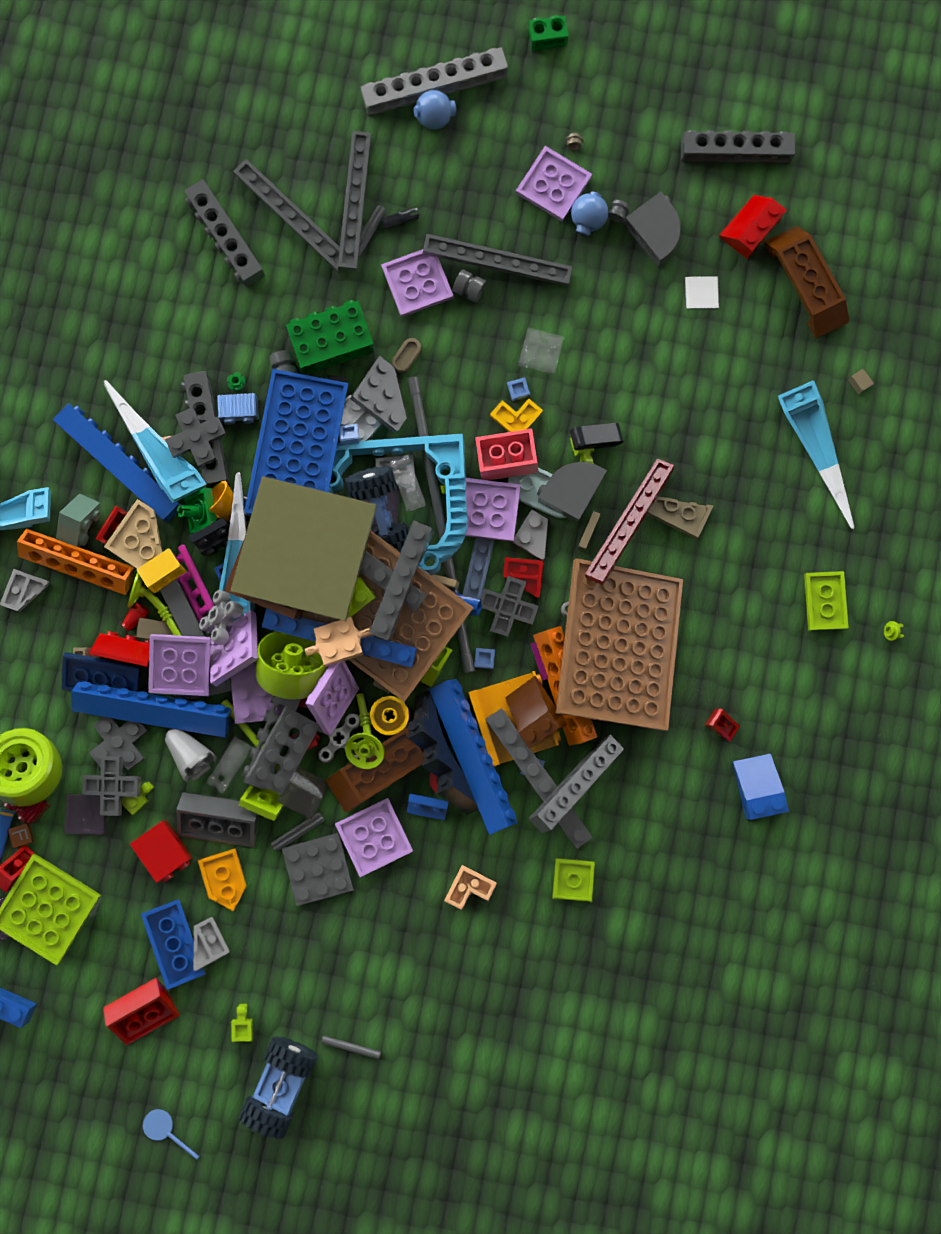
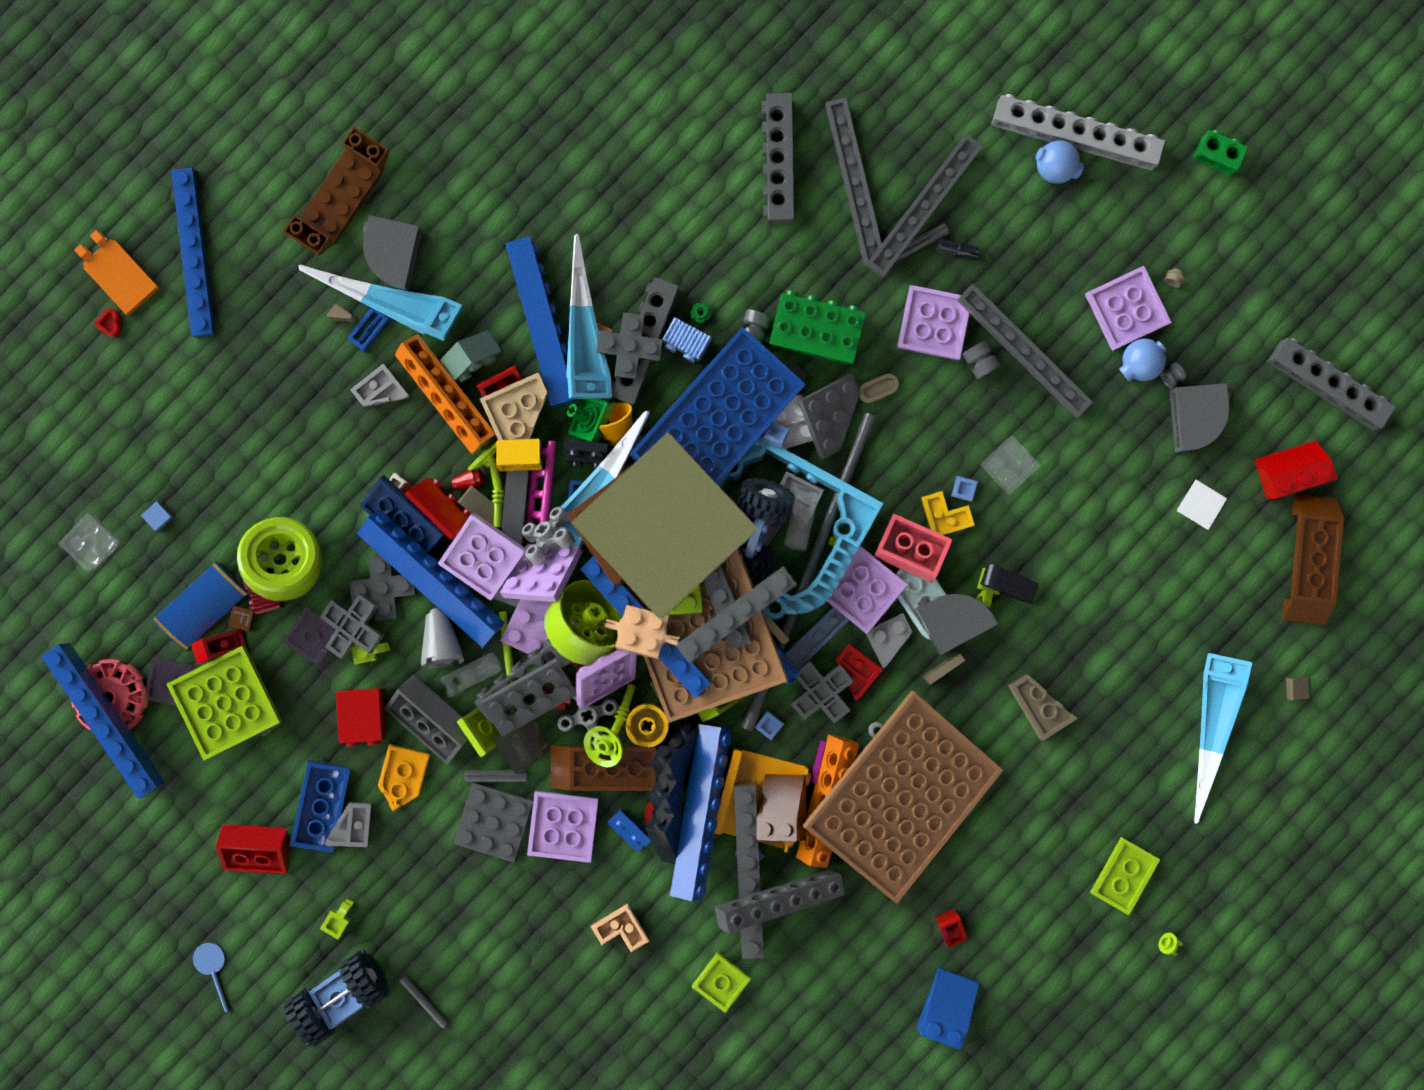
camera: 35 degrees right, 5 degrees up
(629, 522) = (987, 687): plate -> none

